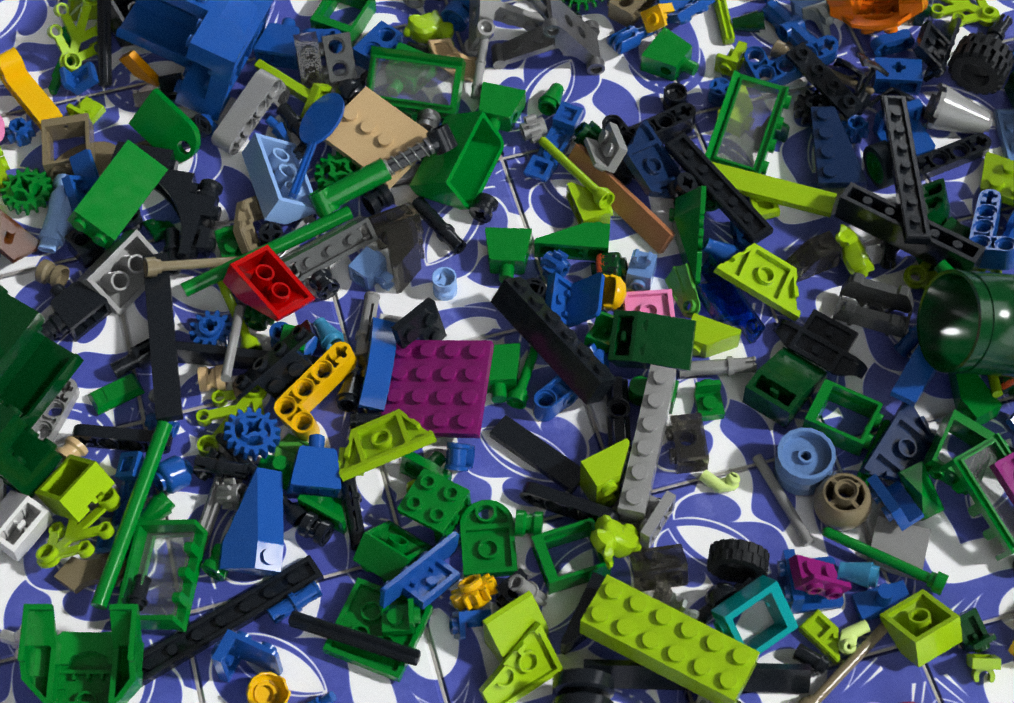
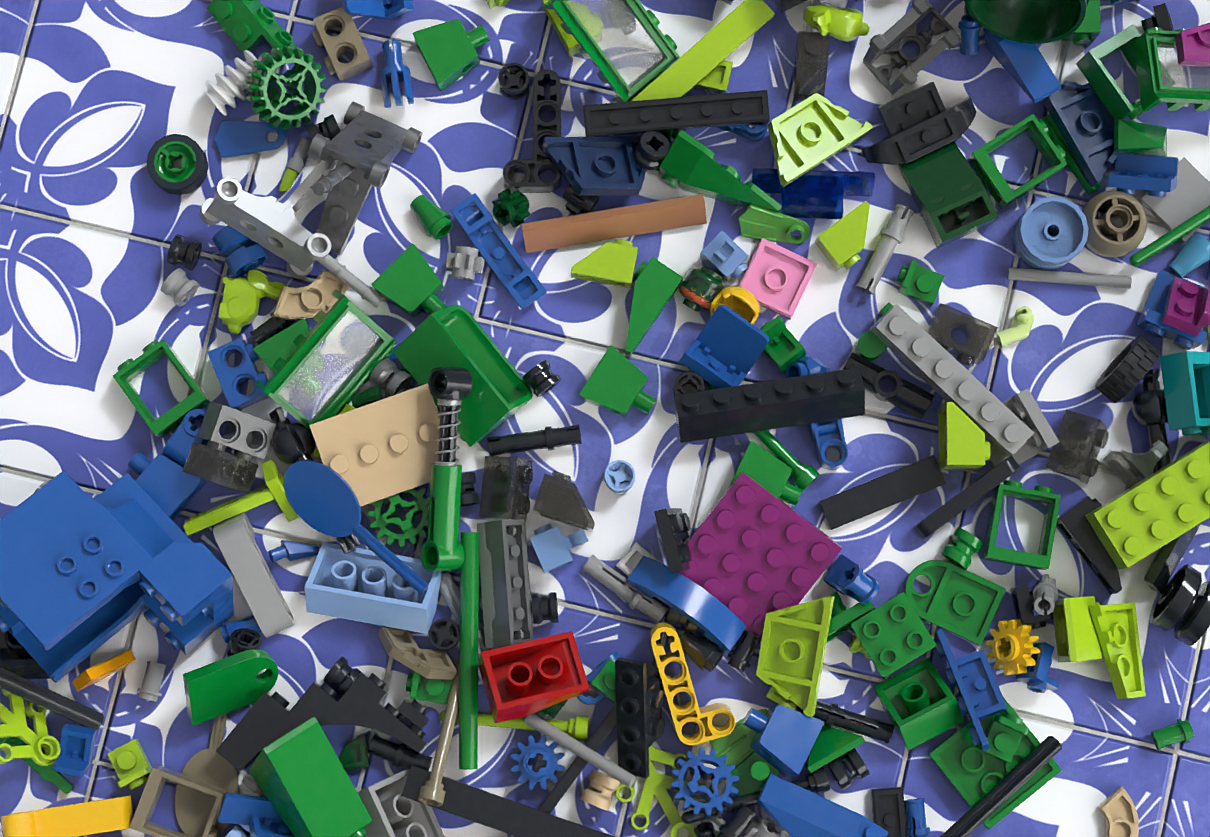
camera: 60 degrees left, 25 degrees up
(167, 84) = (152, 646): black tile -> none
(290, 118) = (289, 528): black pin -> none
(326, 333) = (613, 637): dark azure cone -> none
(555, 262) = (665, 344): blue gear -> none
(601, 195) = (616, 246): lime piece -> none
(608, 150) = (556, 203): light grey bracket -> none
(614, 539) = (1039, 479): lime animal -> none
(651, 339) = (830, 302): dark green slope -> none
(655, 17) = (388, 32): yellow bracket -> none
(717, 91) = (532, 18): blue wheel -> none
(722, 250) = (753, 155): blue cone -> none

